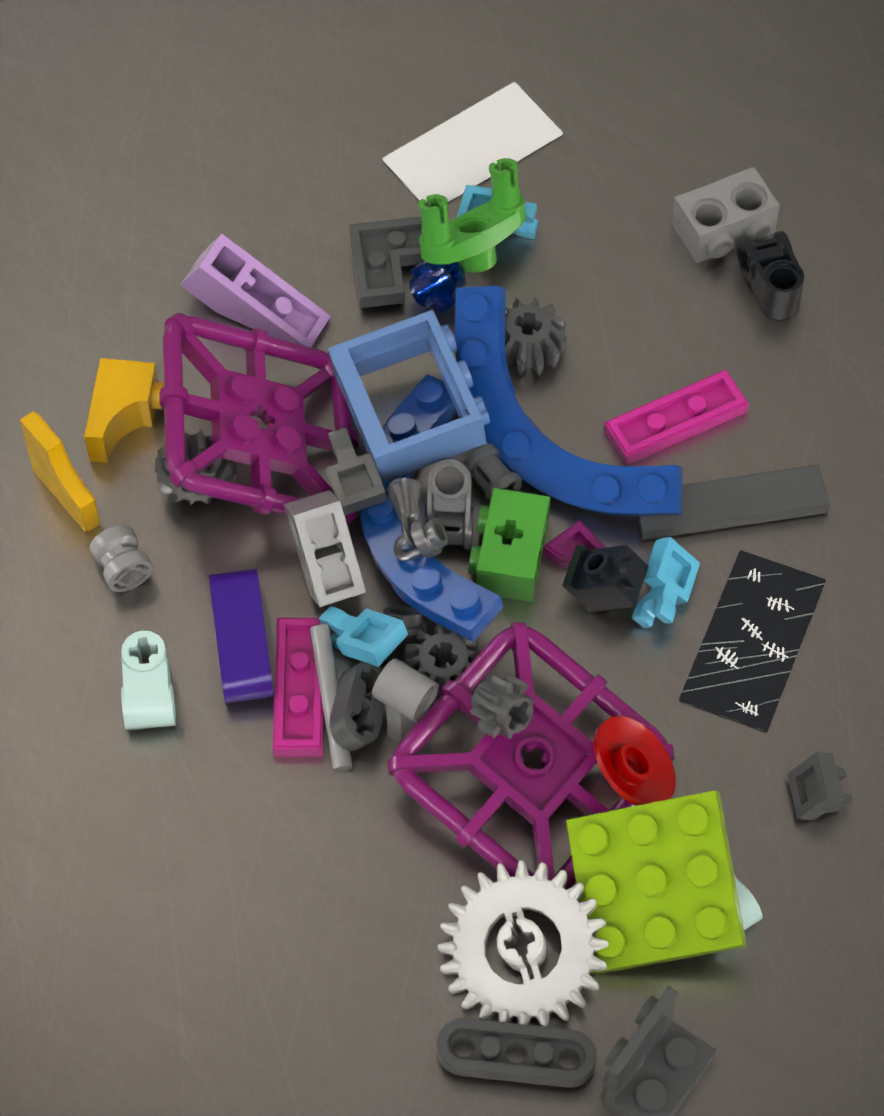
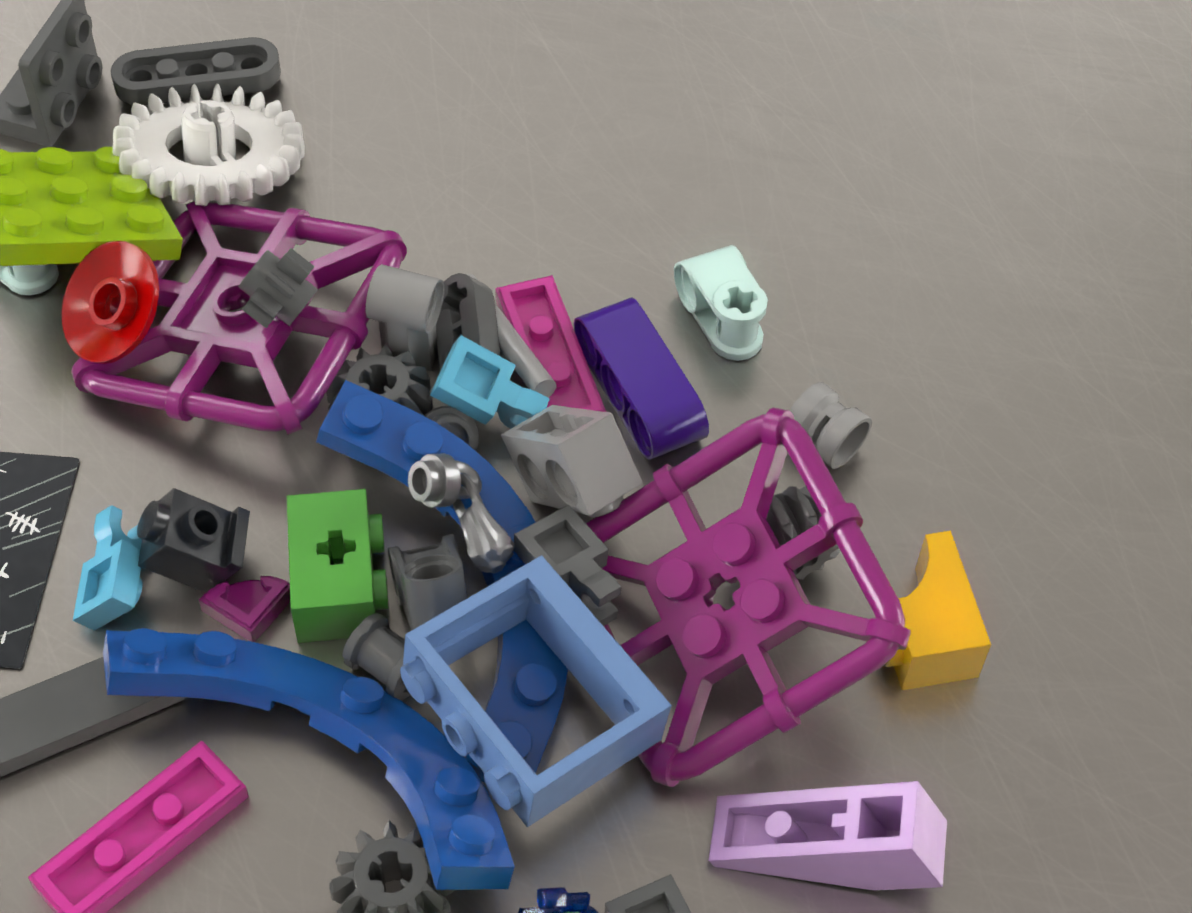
camera: 160 degrees right, 5 degrees down
(56, 471) = (962, 486): yellow tile -> none

